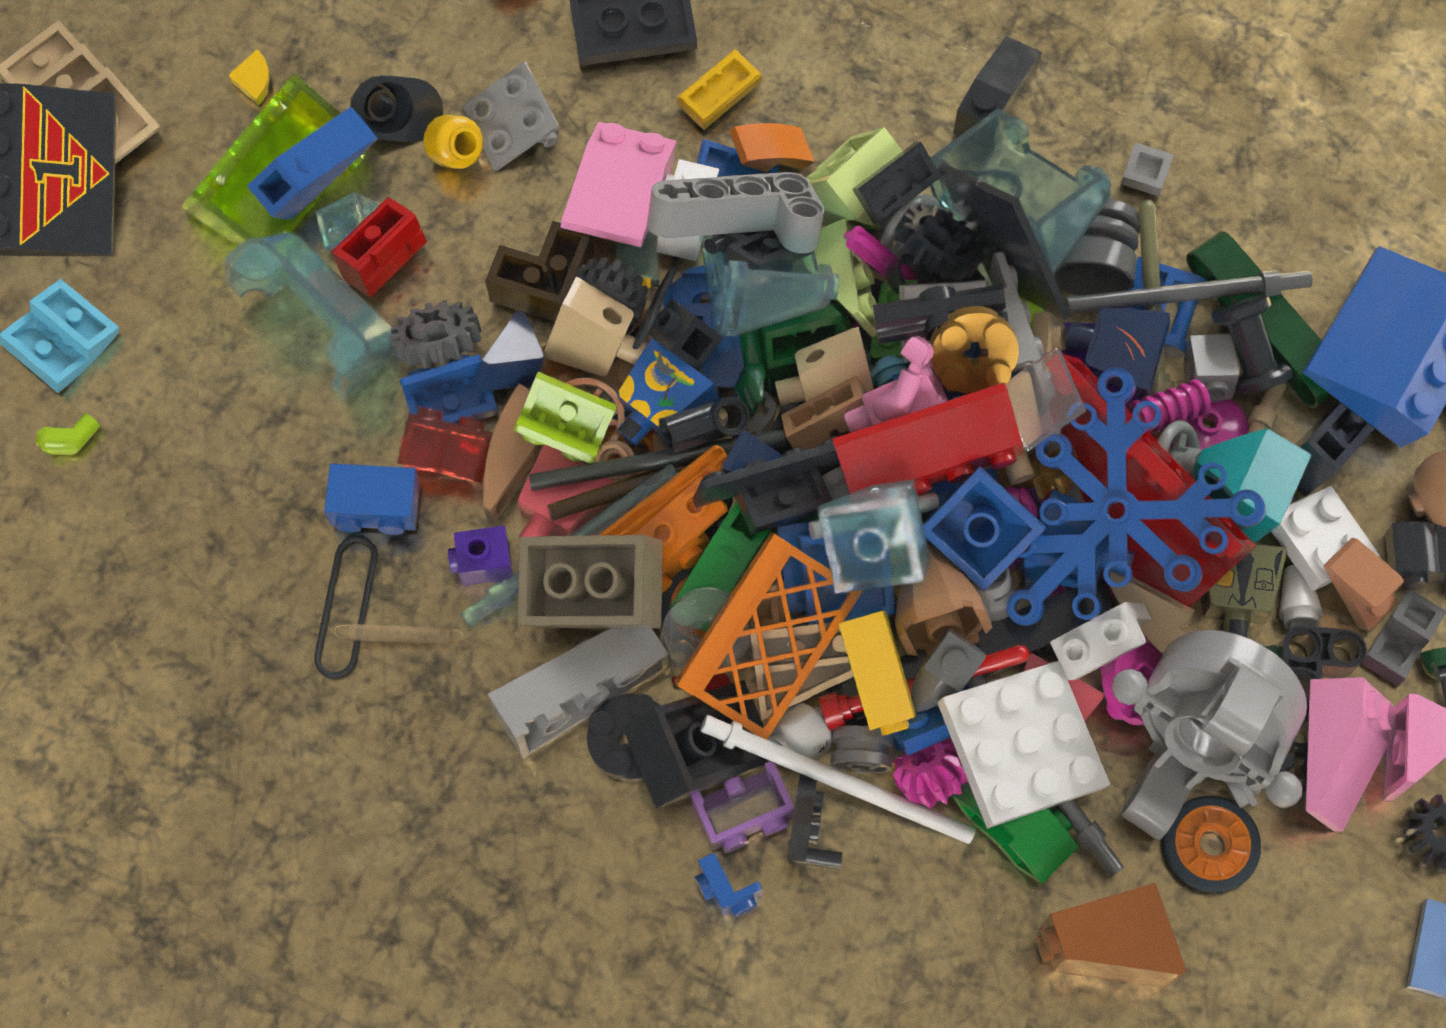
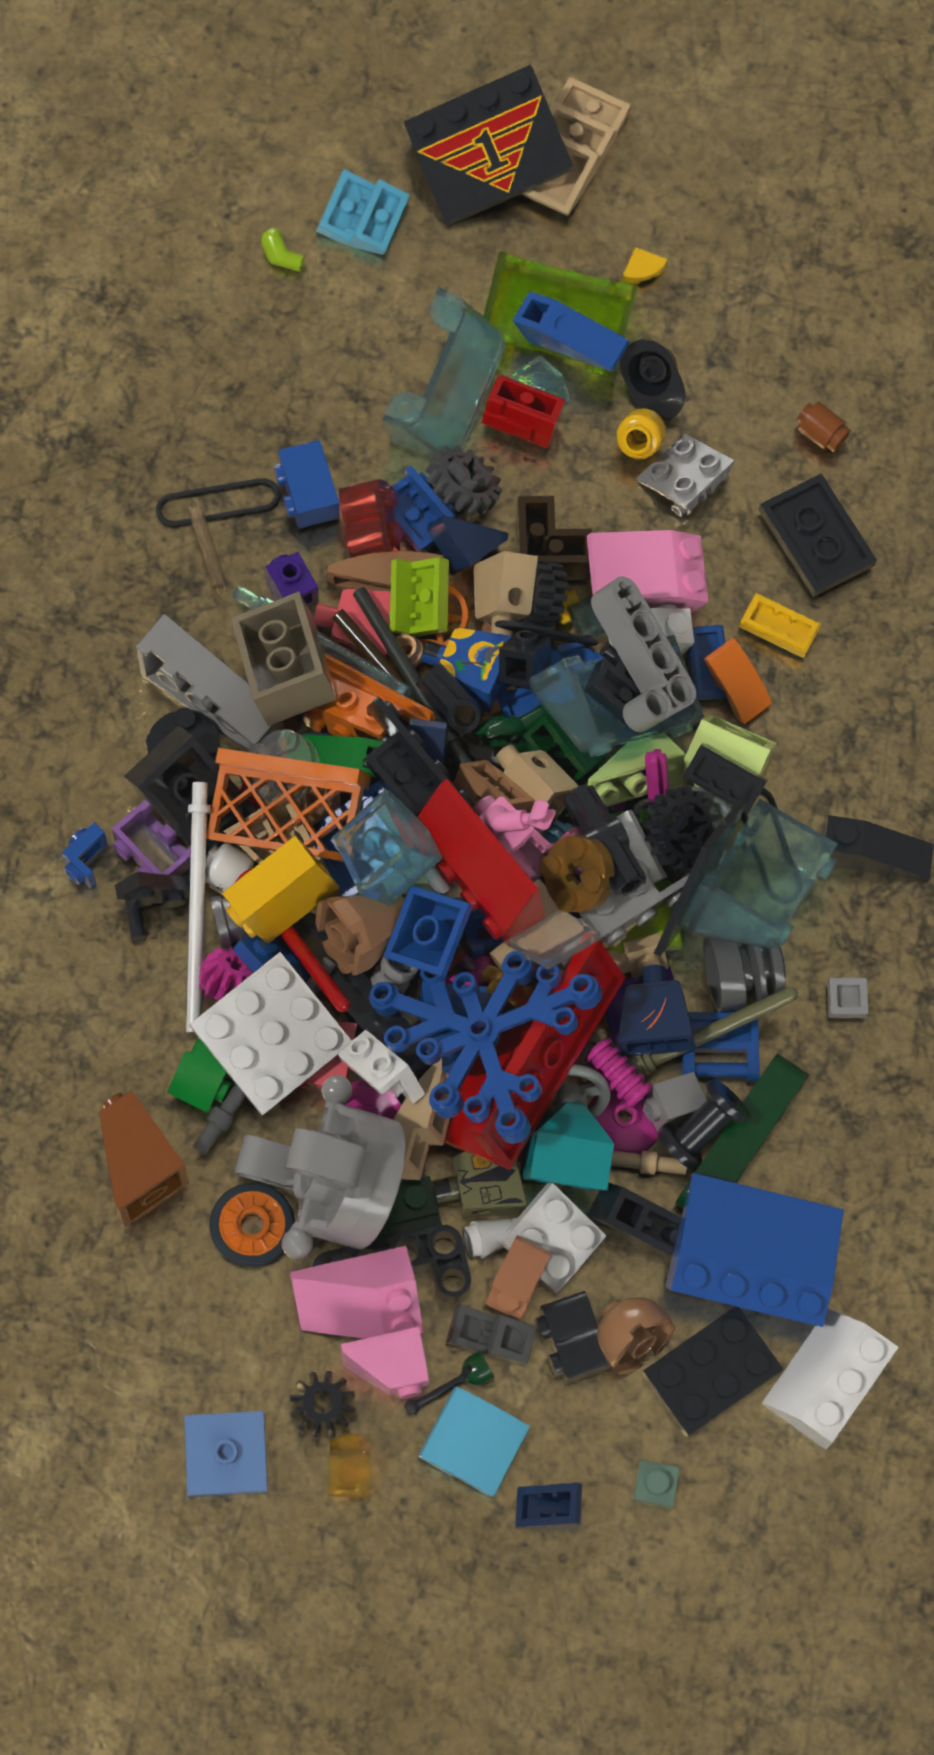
camera: 65 degrees right, 0 degrees up
(945, 670) = (307, 949): dark grey plate -> none
(1266, 283) = (765, 1119): dark grey bar -> none

